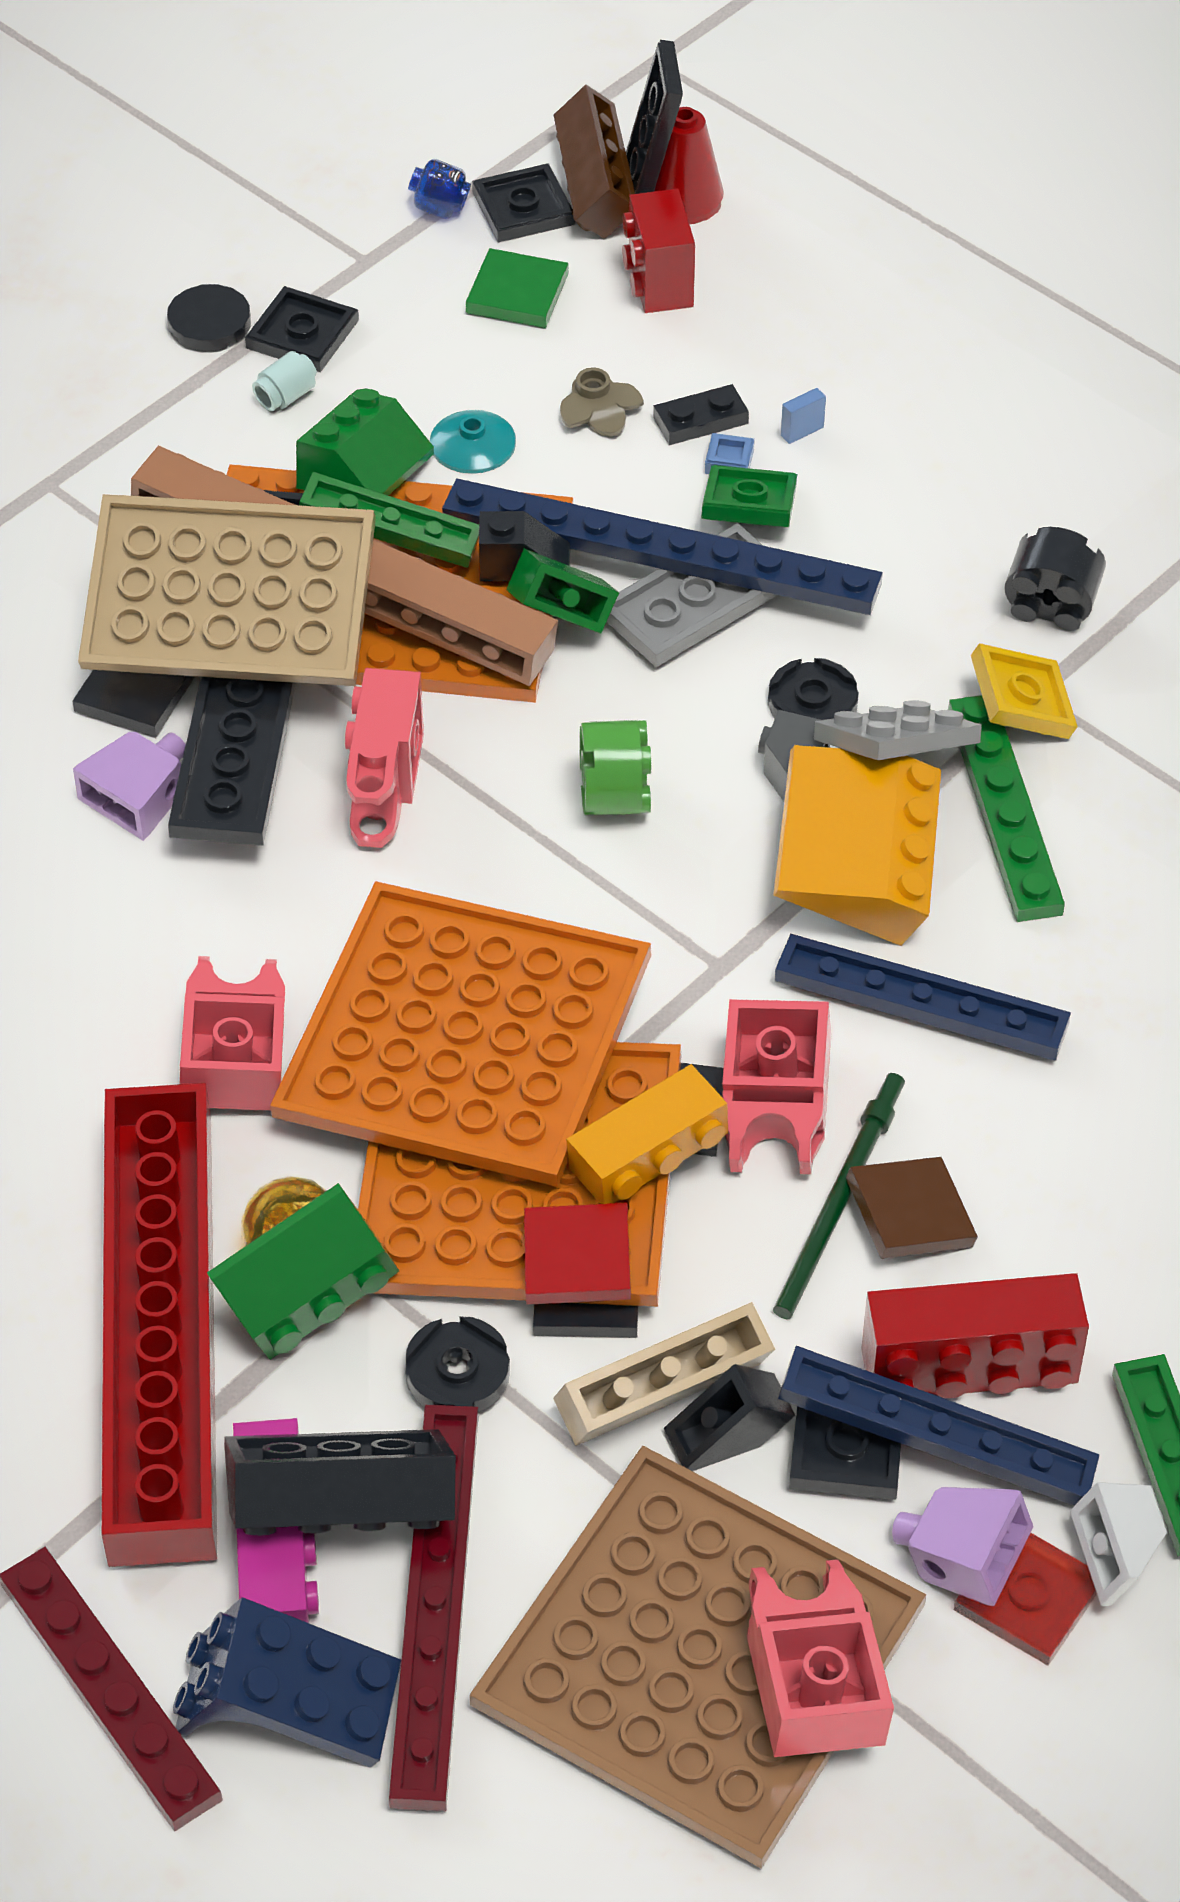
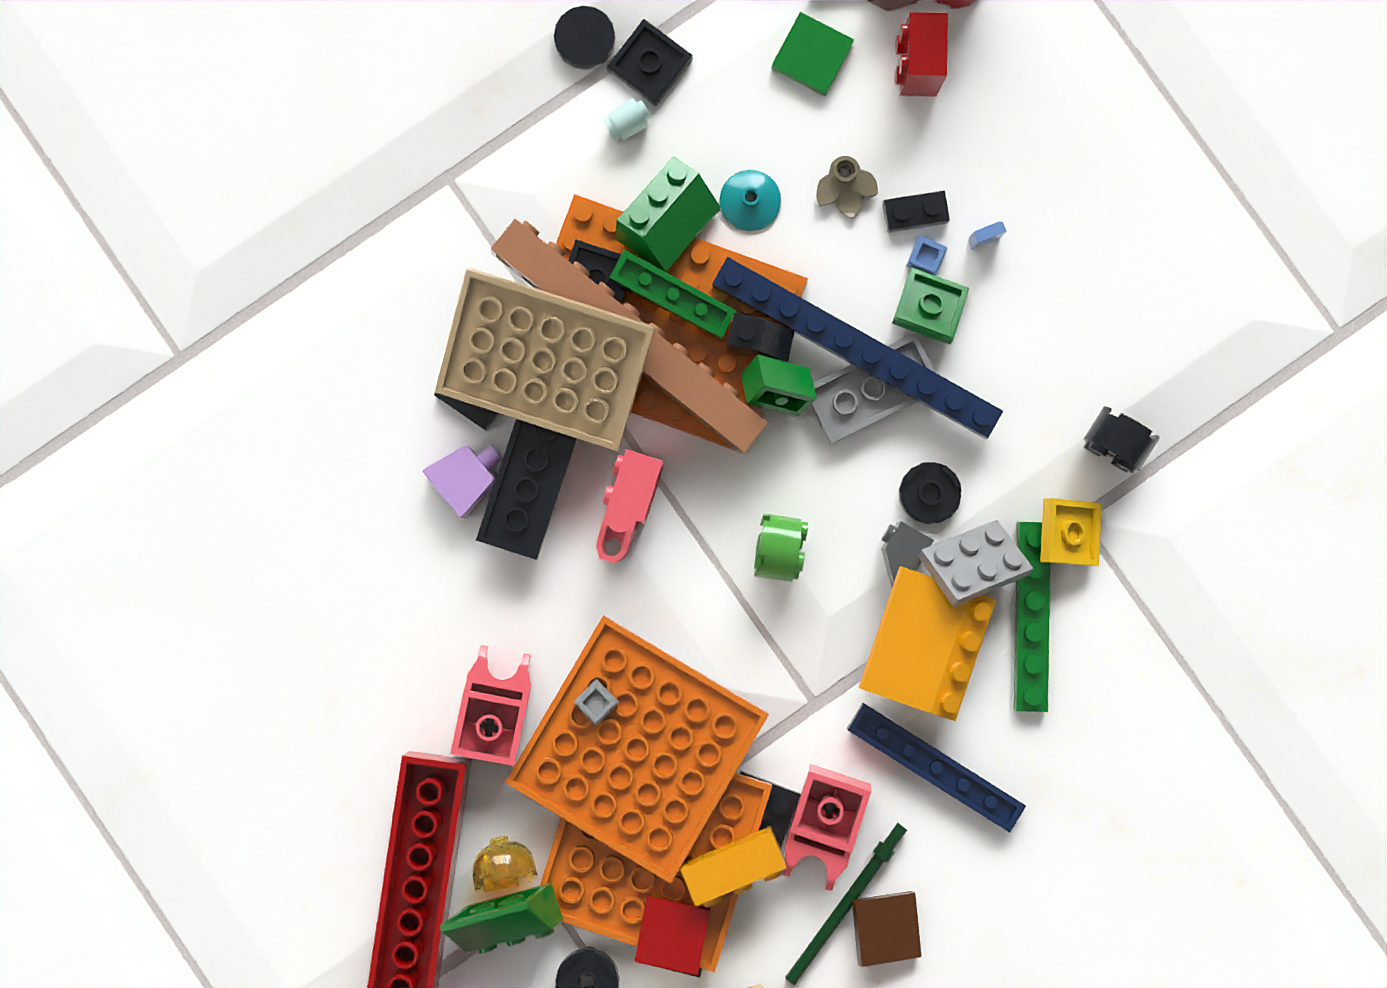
camera: 10 degrees right, 35 degrees up
(388, 976) = (596, 702): none -> light grey tile

